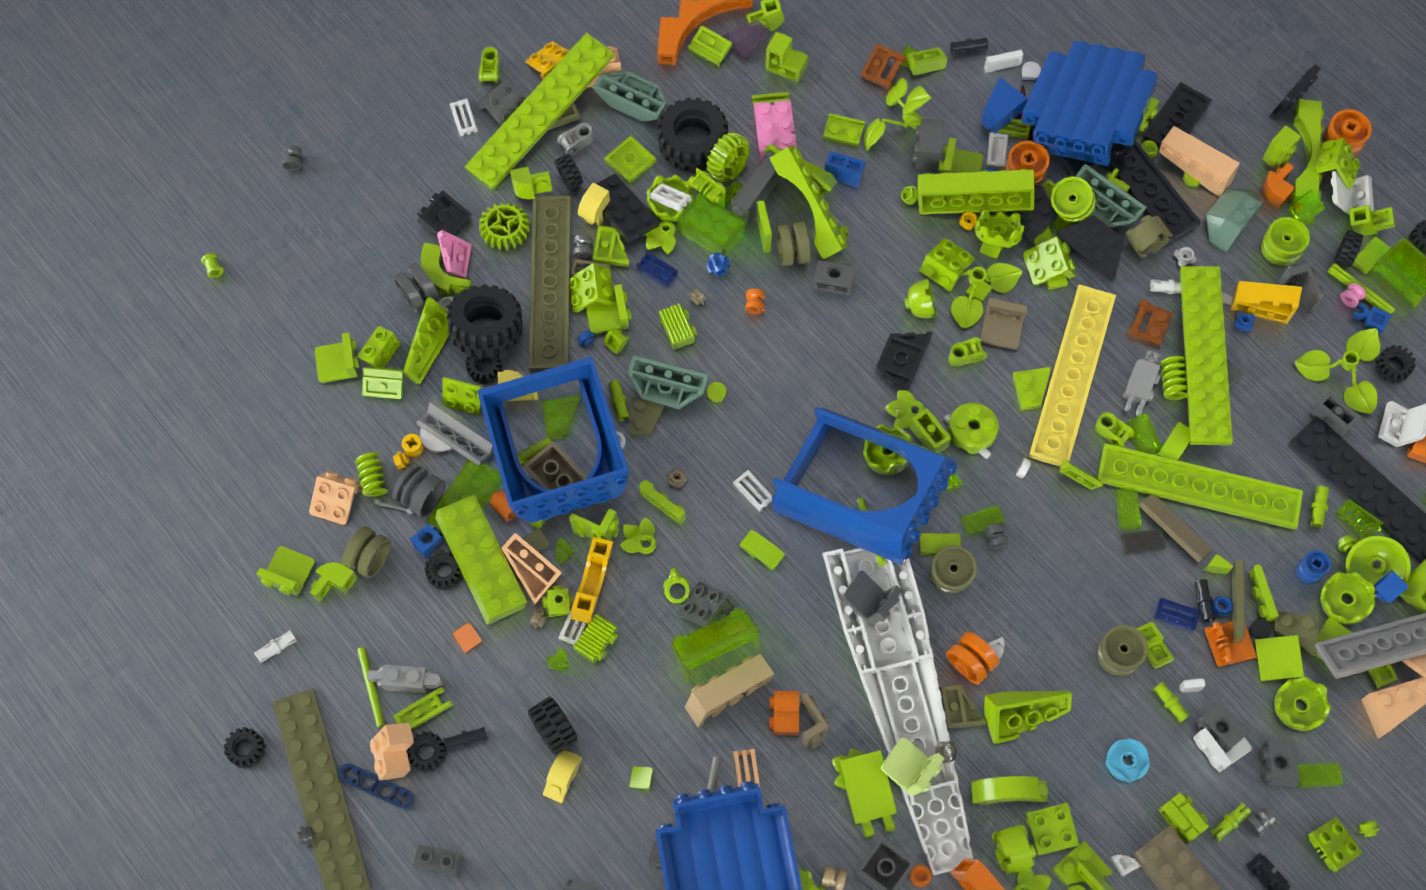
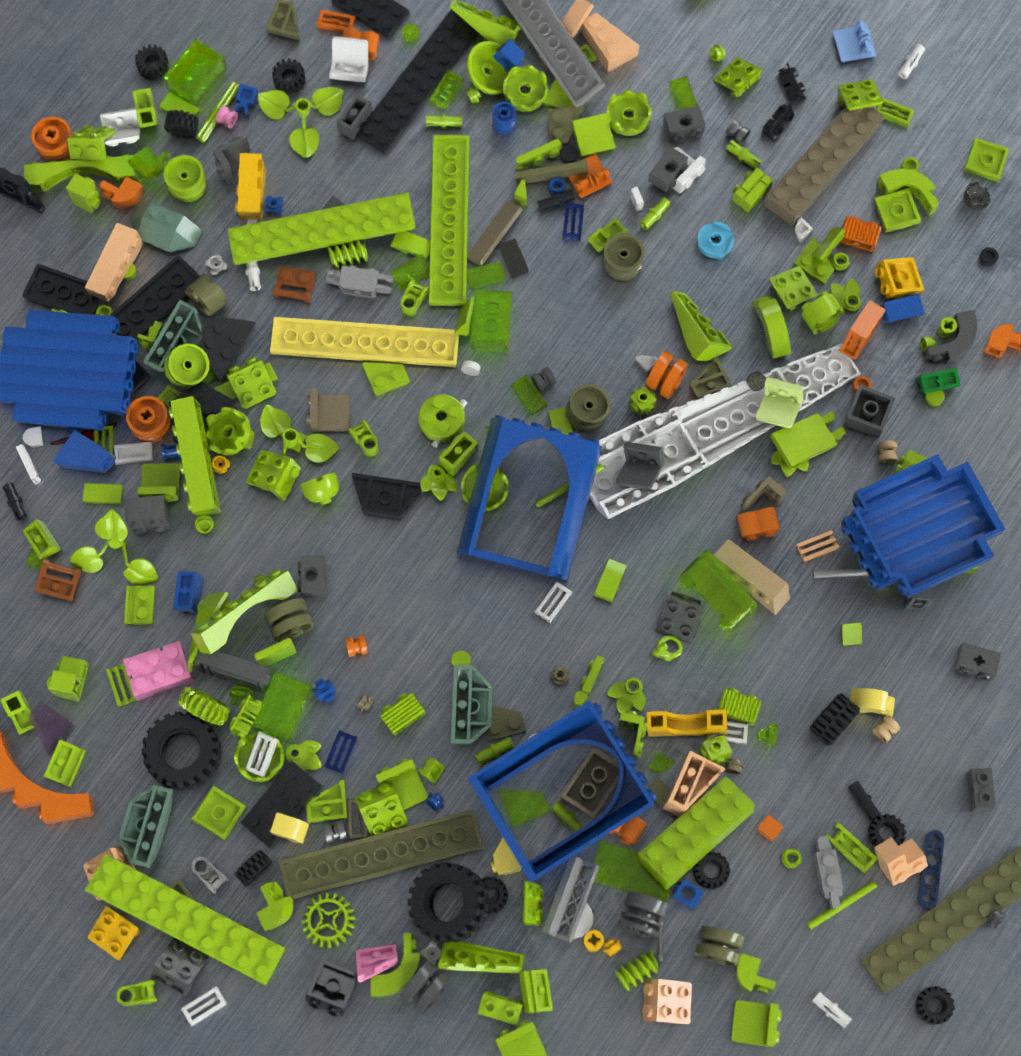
camera: 105 degrees left, 5 degrees up
(428, 645) = (798, 858): none -> lime plate
(531, 782) = (886, 729): none -> tan wheel
(946, 634) = (644, 406): none -> lime brick
(961, 118) = (103, 493): none -> lime tile
(1073, 500) = (491, 320): none -> clear neon green brick

